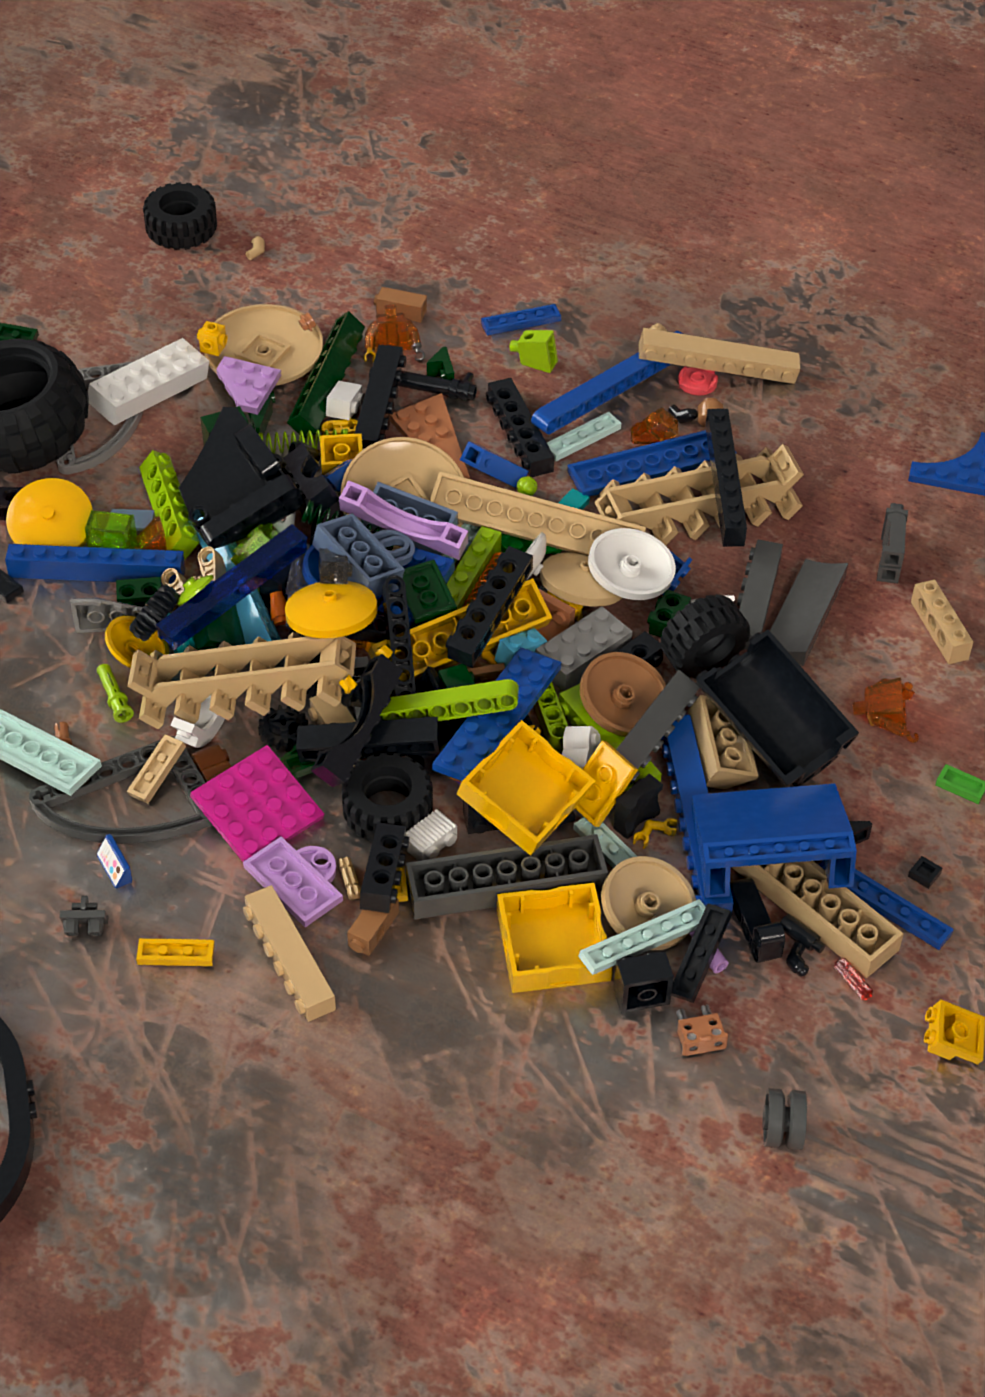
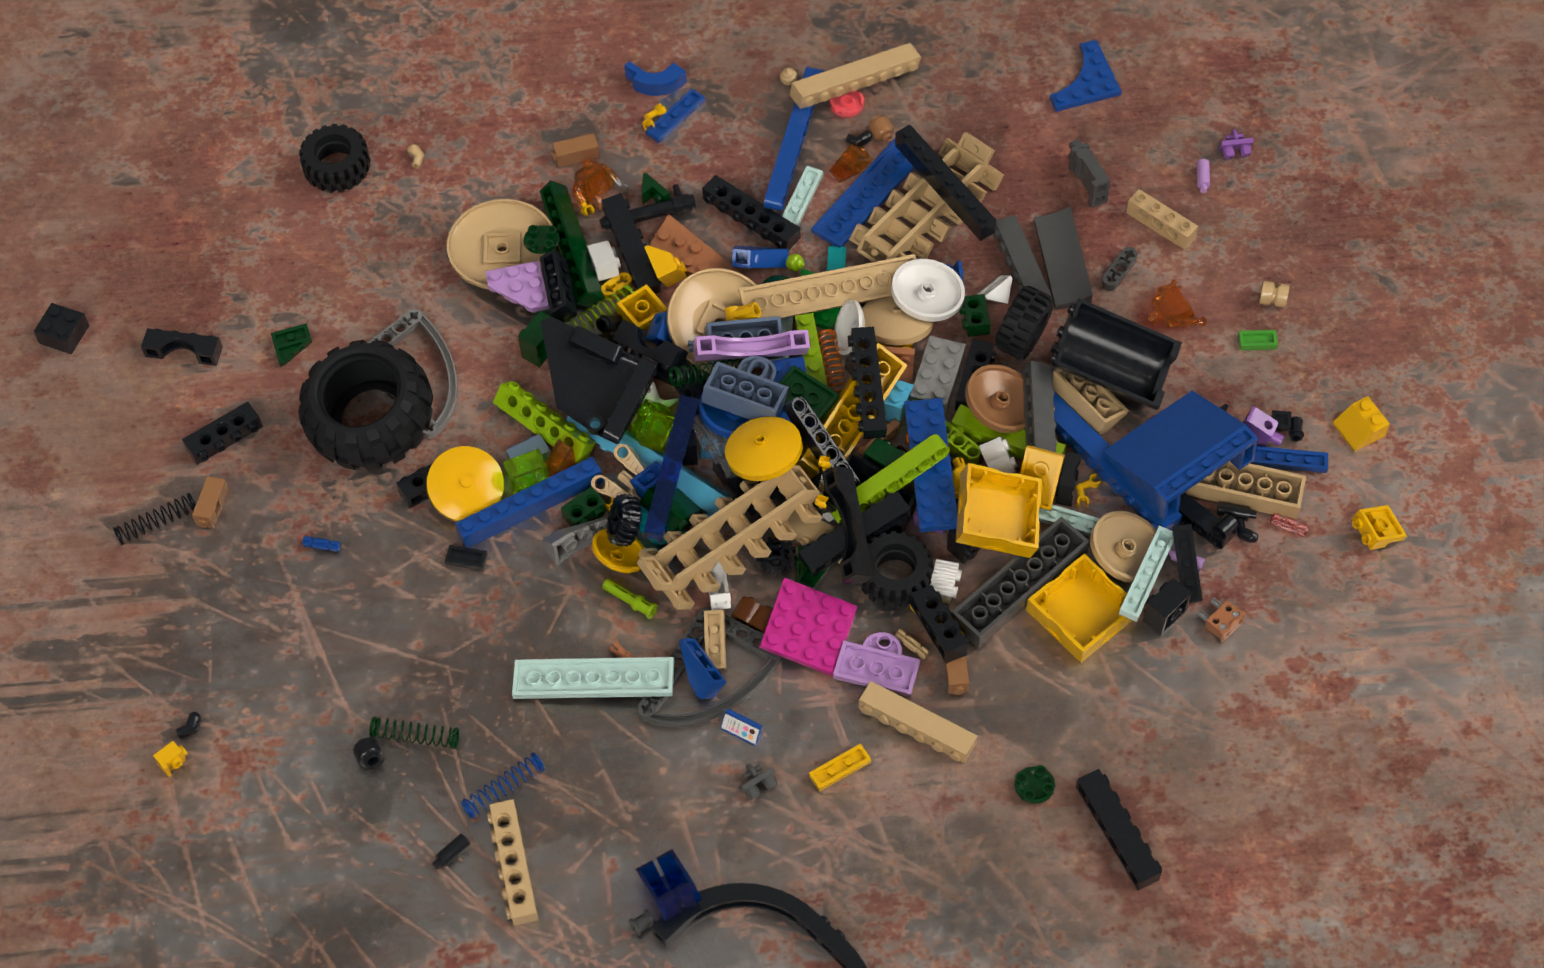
camera: 30 degrees left, 10 degrees up
(118, 786) = (701, 672): none -> blue slope
(148, 381) = (441, 323): white brick -> none
(193, 587) = (647, 486): lime dish -> none
(212, 338) = (464, 260): yellow brick -> none
(277, 608) = (703, 465): orange cone -> none
(278, 397) = (558, 286): none -> black brick
(298, 354) = (541, 239): none -> dark green dish
(307, 322) = (524, 206): nougat plate -> none
(333, 567) = (739, 415): clear smoke arch -> none
(359, 1081) = (1034, 784): none -> dark green dish
(391, 422) = (666, 266): none -> yellow slope
(409, 1177) = (1118, 829): none -> black brick
(431, 493) = (743, 312): none -> yellow piece
(508, 307) = (658, 110): none -> yellow arm
(527, 286) = (656, 83): none -> blue arch
(536, 349) = (713, 139): lime torso -> none
(781, 1118) = (1322, 649): dark grey wheel -> none
(850, 653) = (1119, 261): none -> dark grey beam
(890, 864) = (1263, 427): none -> medium lavender torso
(933, 892) = (1296, 433): none -> black pin

